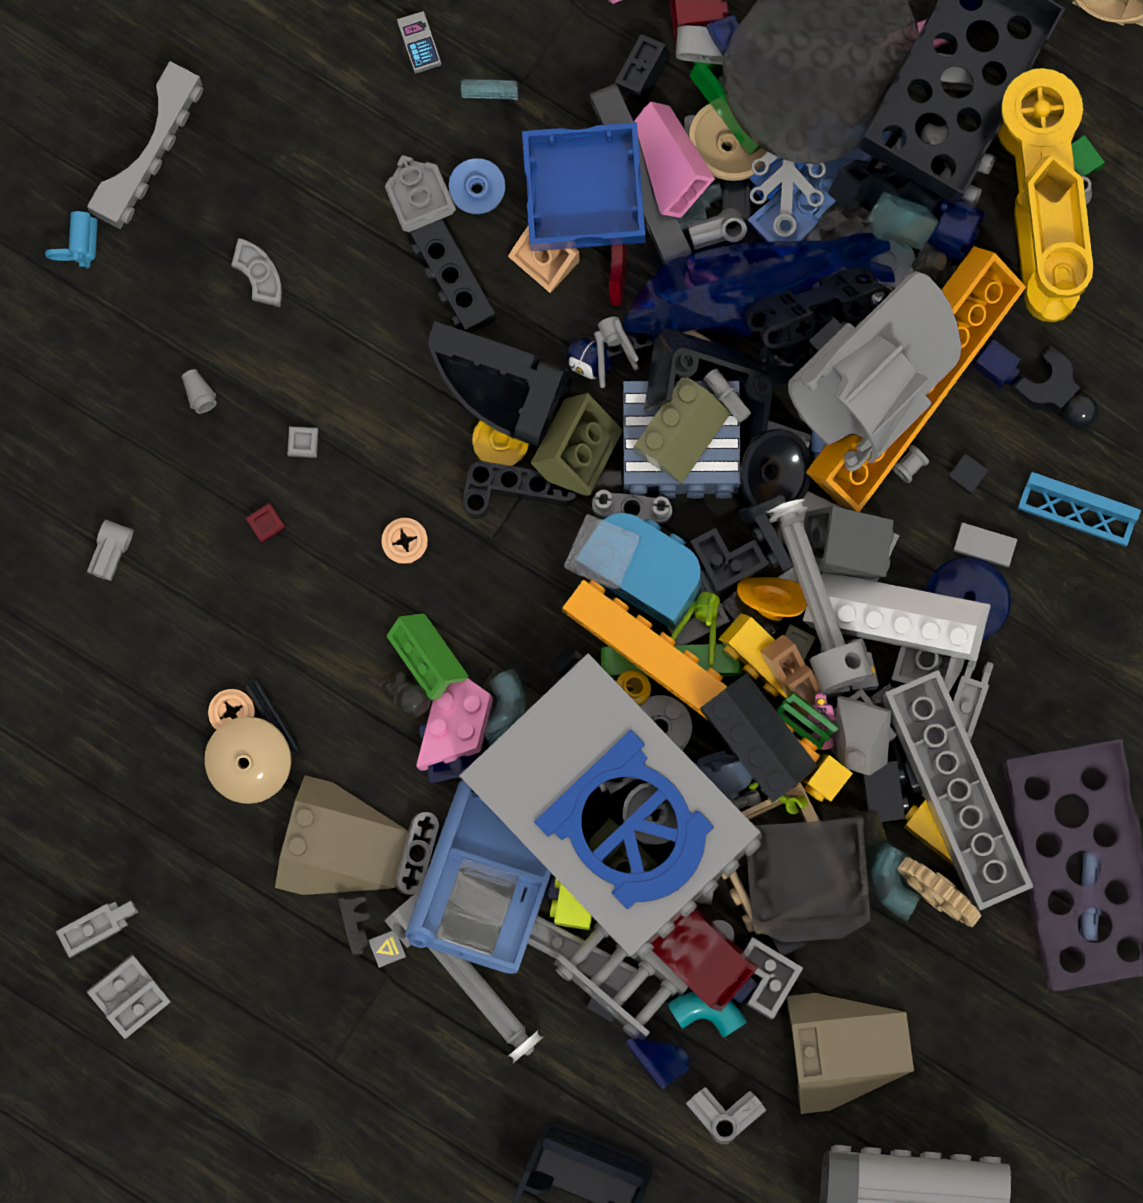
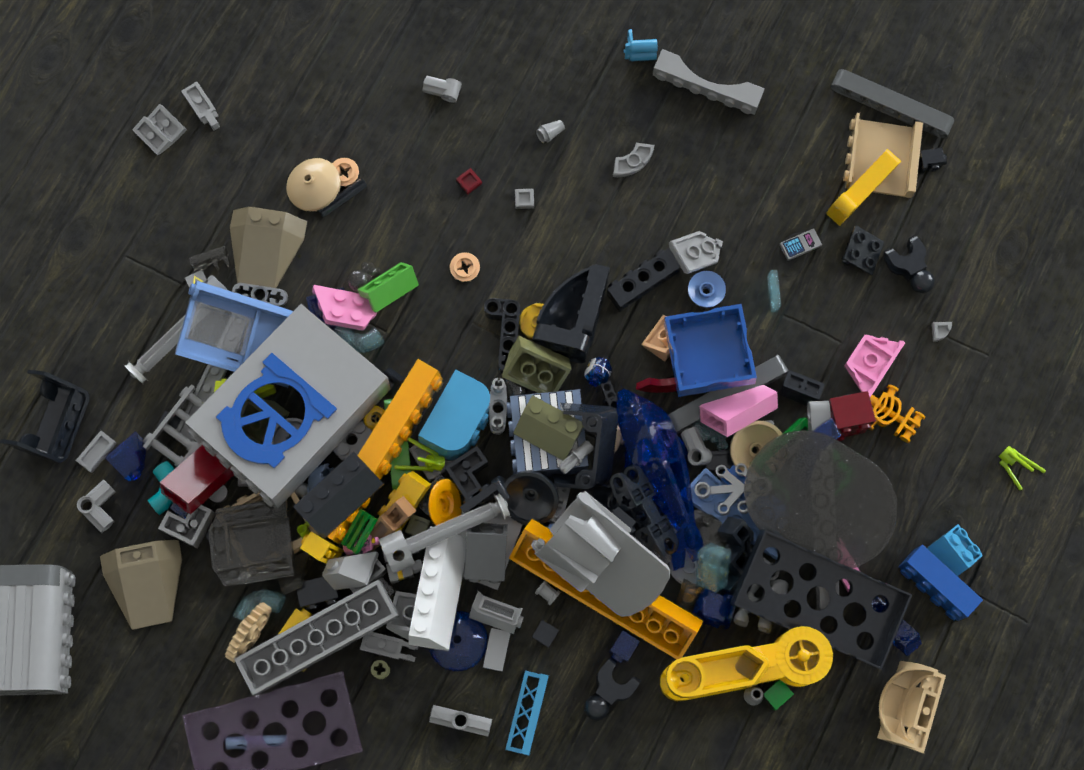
camera: 80 degrees right, 5 degrees down
(602, 552) = (461, 384): clear tile -> none
(613, 334) = (614, 384): light grey plant -> none
(639, 1115) = (96, 451): none -> light grey tile
(936, 538) = (496, 613): none -> light grey window
(1010, 708) = (376, 664): none -> olive bush
(1088, 586) = (474, 723): none -> light grey piece

